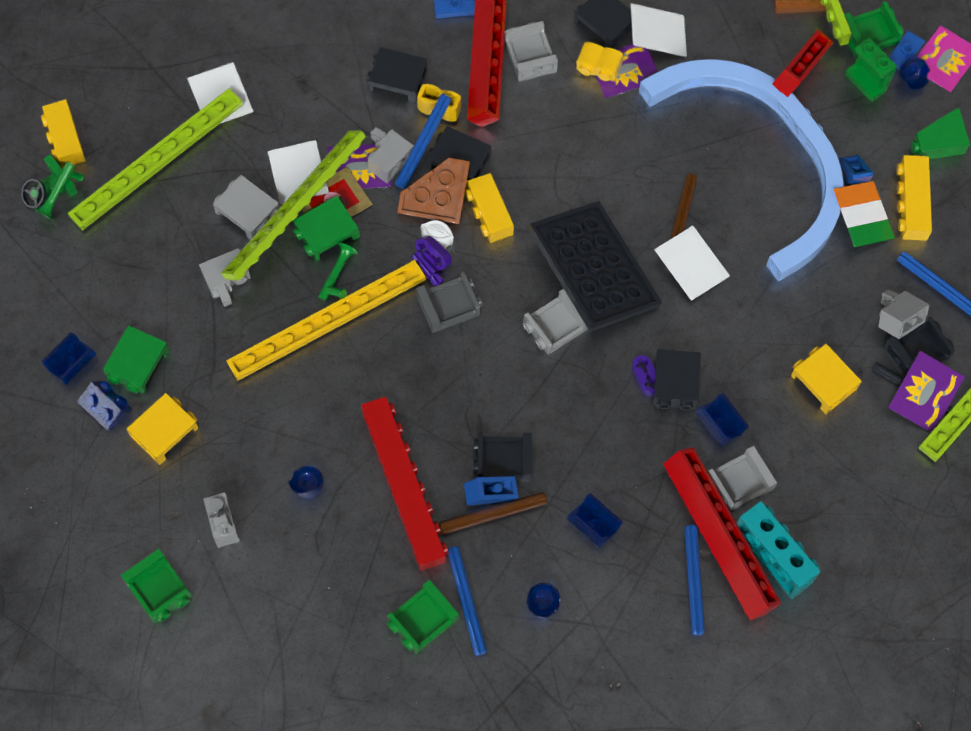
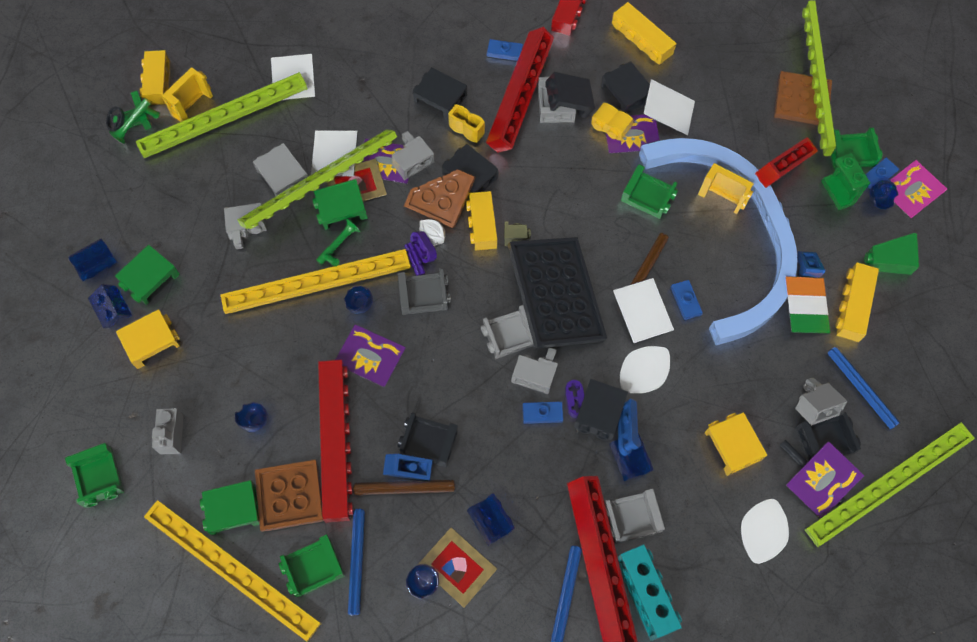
camera: 15 degrees right, 0 degrees up
(107, 143) = (186, 93): none -> yellow panel
(315, 580) = (230, 507): none -> green panel
(338, 643) = (233, 571): none -> yellow plate
(373, 552) = (288, 495): none -> dark orange plate
(381, 328) = (358, 299): none -> clear blue hair
(411, 385) = (370, 355): none -> dark purple sticker
(423, 141) = (442, 151): blue axle -> none
(530, 213) = (516, 232): none -> olive brick
(545, 40) = (570, 92): none -> black panel
(576, 577) = (459, 567): none -> sticker
(597, 358) = (534, 373): none -> light grey hinge
(615, 398) = (542, 412): none -> blue plate
(663, 133) = (649, 193): none -> green panel
(710, 325) = (645, 369): none -> white sticker
(711, 390) = (628, 428): none -> blue plate
(734, 240) = (686, 300): none -> blue plate
(746, 104) = (728, 186): none -> yellow panel
(878, 460) = (764, 531): none -> white sticker

